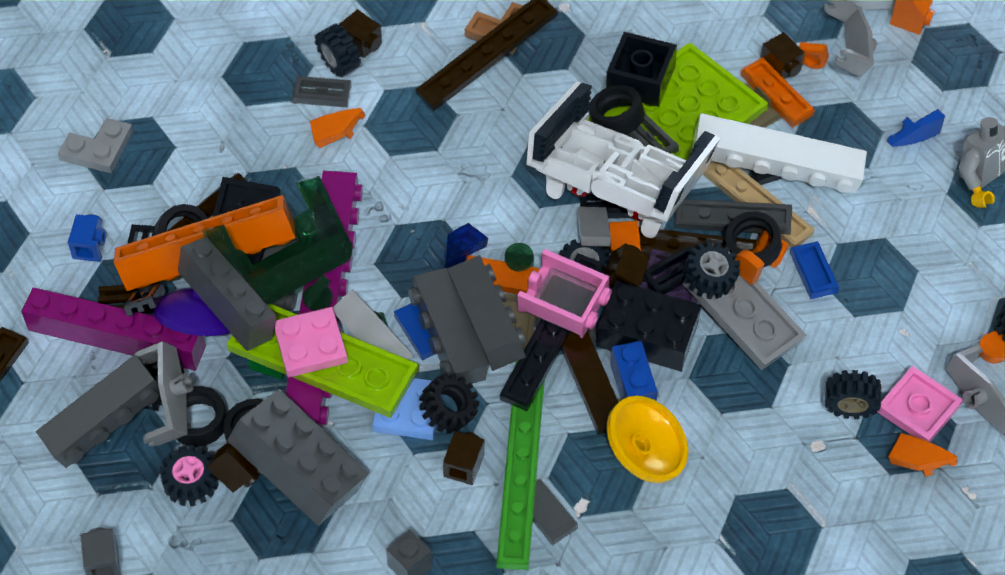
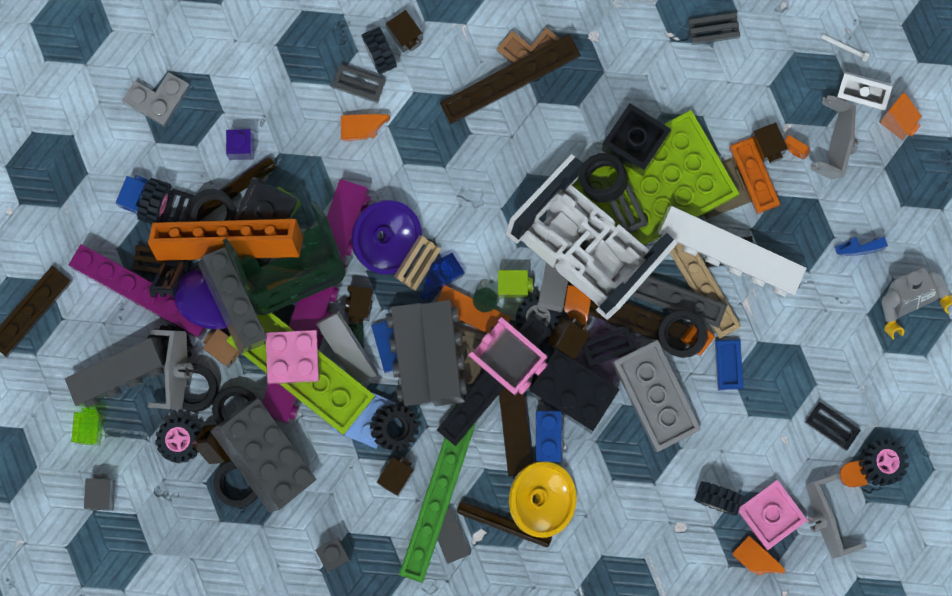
camera: 15 degrees right, 25 degrees up
(72, 485) = (87, 427): none -> clear neon green brick
(111, 231) = (153, 201): none -> black wheel
(201, 165) = (240, 144): none -> dark purple brick
(223, 367) = (219, 348): none -> medium nougat brick
(265, 528) = (223, 496): none -> black tyre
(318, 295) = (308, 308): clear green plate -> none
(374, 288) = (359, 304): none -> dark brown brick
(400, 210) = (399, 231): none -> dark purple dish
(439, 222) = (417, 263): none -> tan tile
(546, 234) = (514, 284): none -> lime brick
(608, 483) = (498, 522): none -> dark brown axle
(717, 262) = (645, 362): black wheel -> none
(750, 266) = (668, 362): orange tile -> none
(951, 309) = (814, 414): none -> black tile

